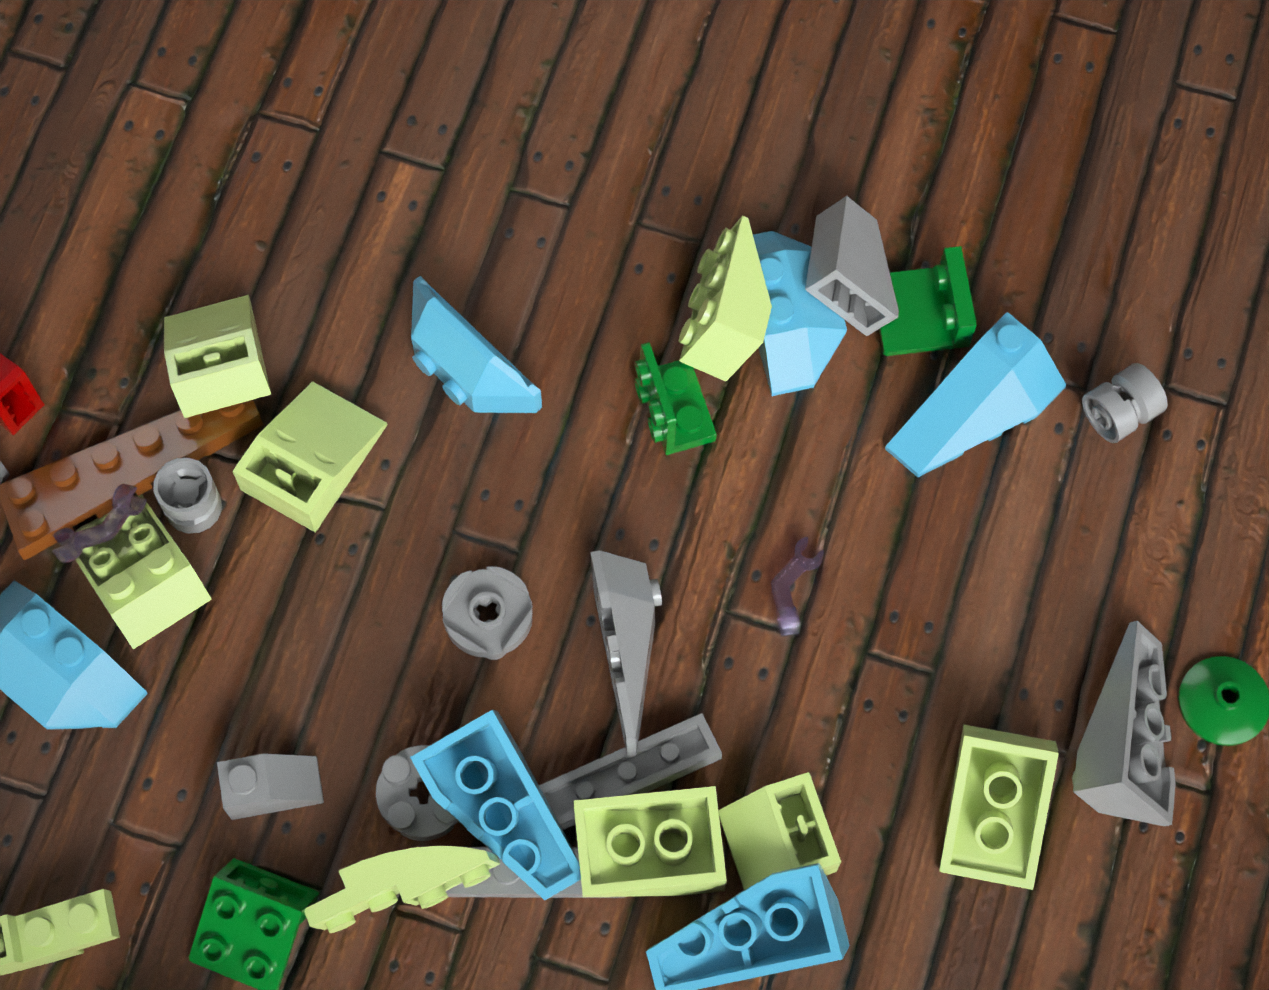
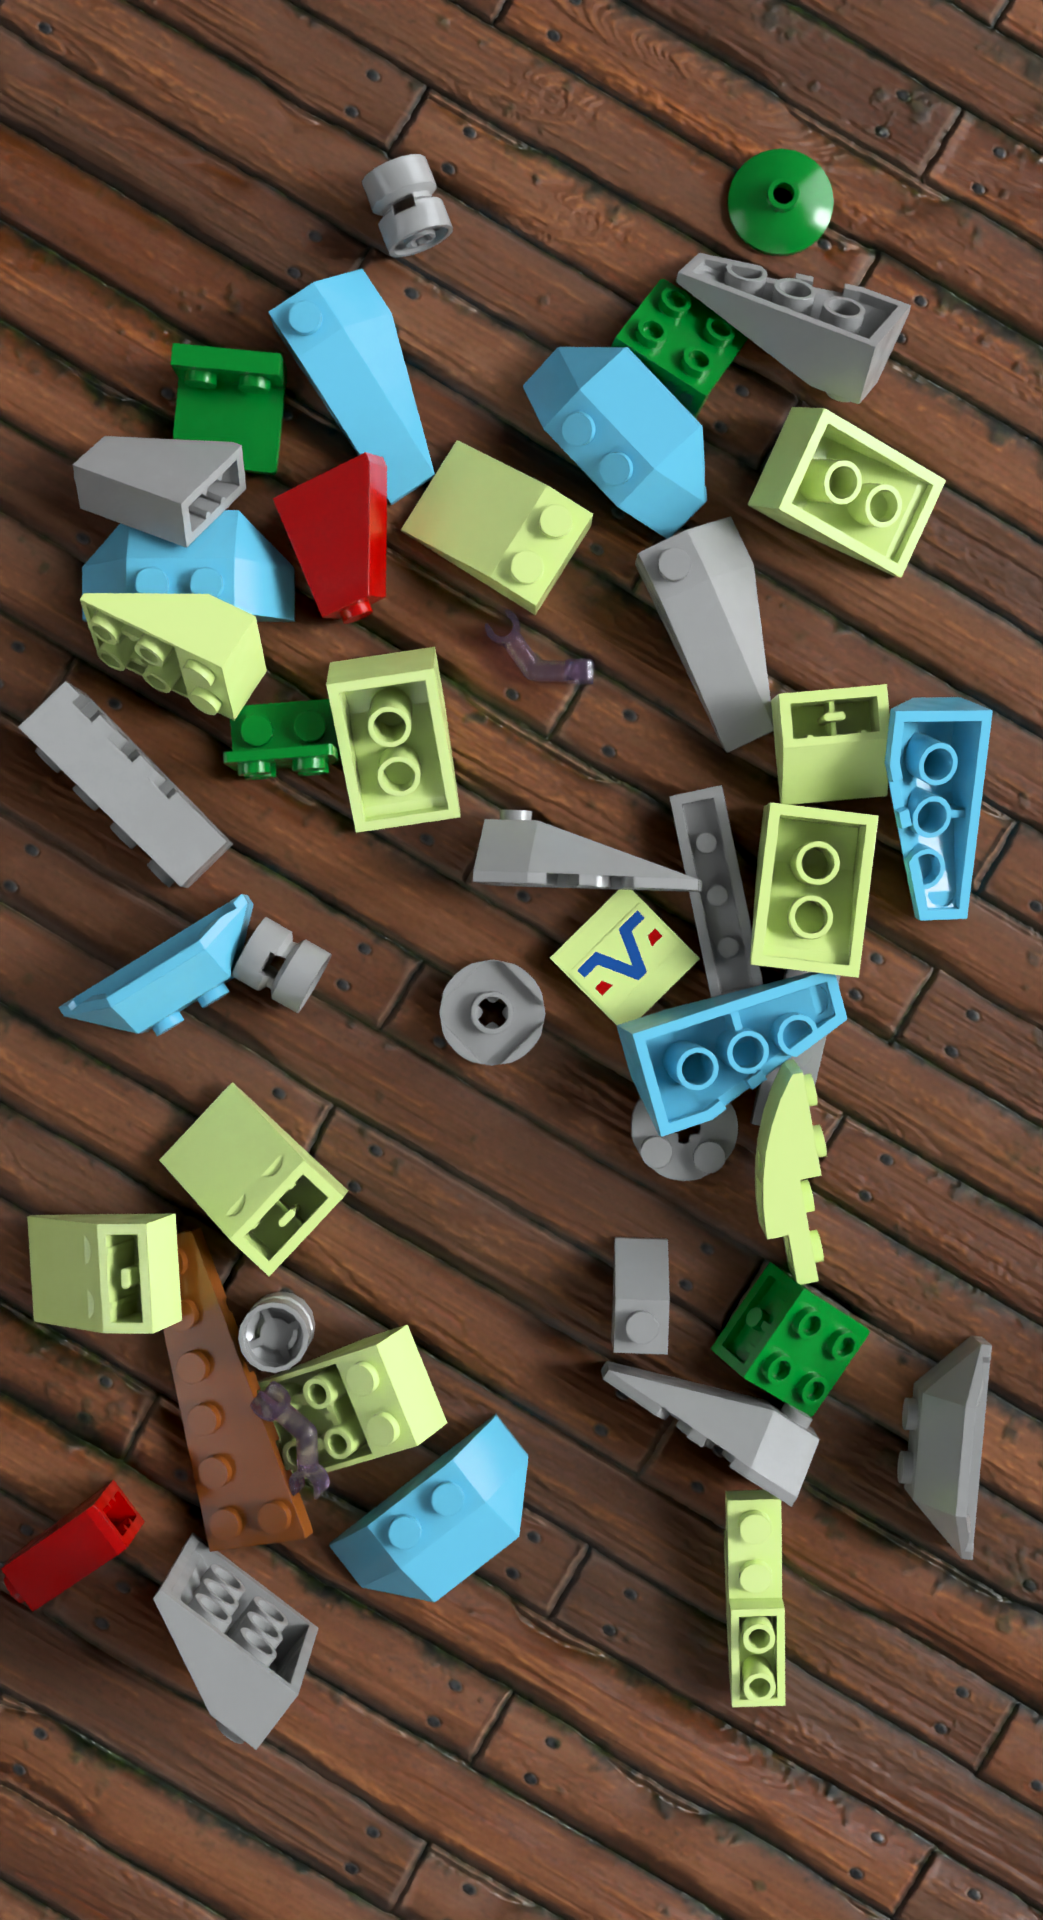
camera: 75 degrees left, 20 degrees up
(162, 904) = (757, 1436): none -> light grey wedge
(491, 432) = (298, 974): none -> light grey wheel
(557, 710) = (624, 957): none -> yellowish green tile
(608, 290) = (126, 785): none -> light grey wedge
(695, 485) = (393, 739): none -> yellowish green slope
(847, 408) = (341, 535): none -> red slope
(869, 713) = (712, 614): none -> light grey wedge
(889, 533) = (498, 525): none -> yellowish green slope
(989, 608) = (623, 432): none -> medium azure wedge
(1068, 633) = (681, 343): none -> green bracket

